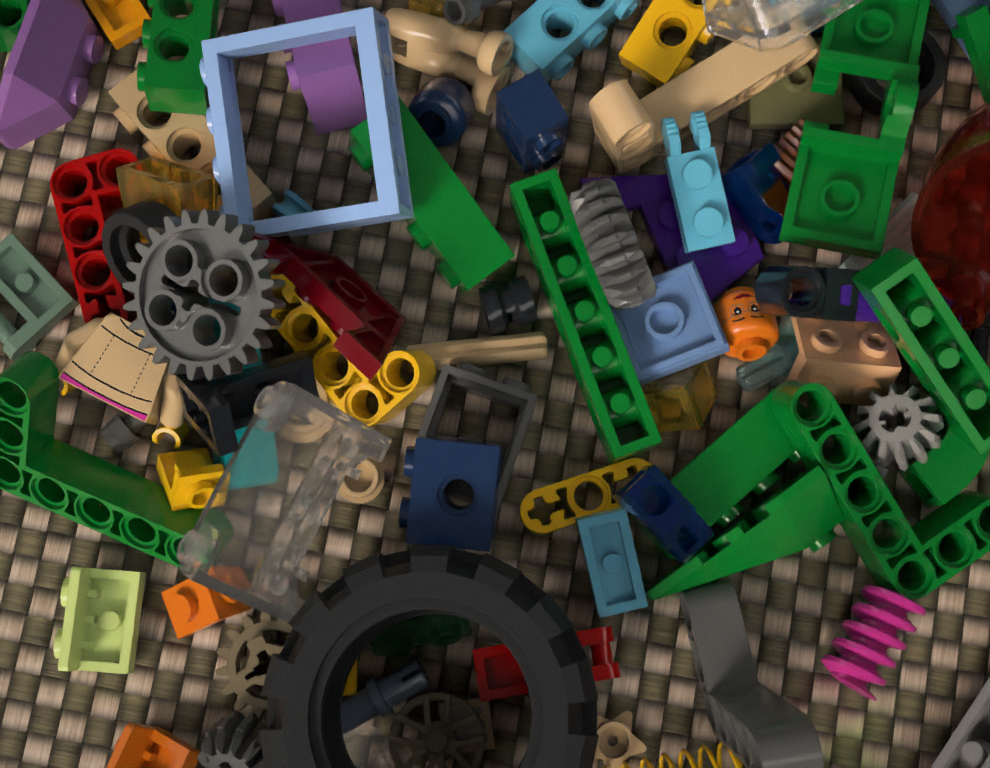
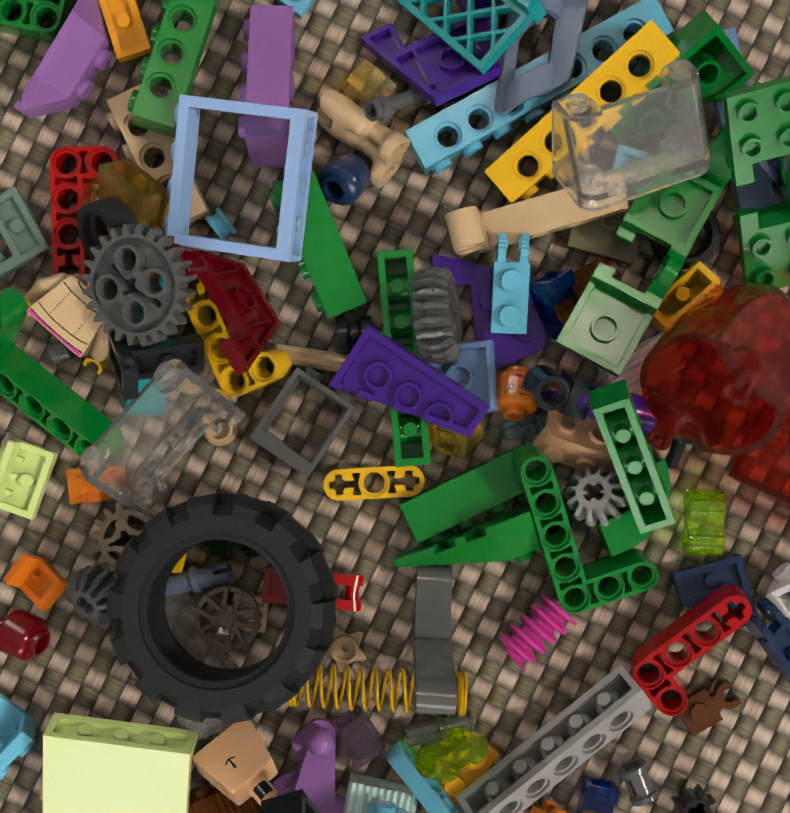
camera: 15 degrees right, 10 degrees up
(188, 477) = (102, 399): yellow bracket -> none
(430, 513) = (259, 472): dark blue brick -> none
(531, 122) = (406, 208): dark blue brick -> none
(590, 337) = (400, 379): none -> dark purple wing
(611, 562) = (376, 532): medium azure plate -> none
(664, 513) = (416, 513): clear blue leg -> none
(930, 127) = (684, 293): none -> yellow brick

